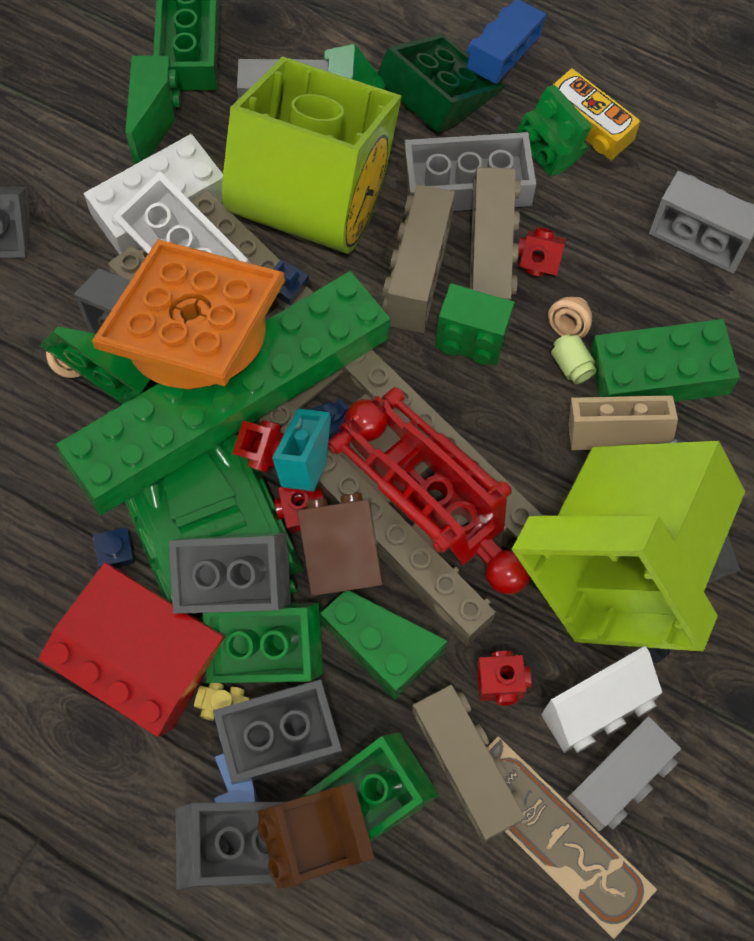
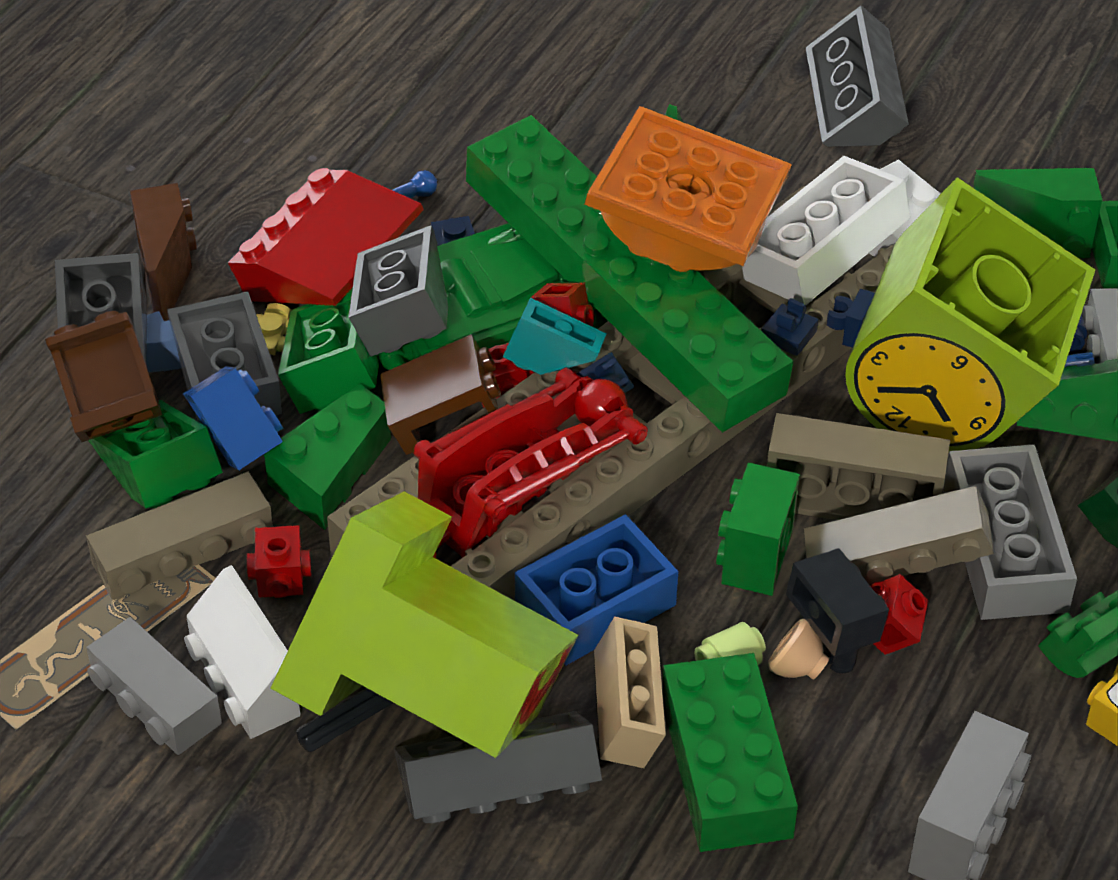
camera: 90 degrees right, 20 degrees down
(44, 575) = (421, 184): none -> blue piece
(122, 802) = (164, 242): none -> reddish brown slope
(275, 234) = (849, 315): none -> dark blue tile
(373, 711) = (234, 417): none -> blue brick
(527, 440) = (599, 578): none -> blue brick
(557, 276) = (837, 606): none -> black brick

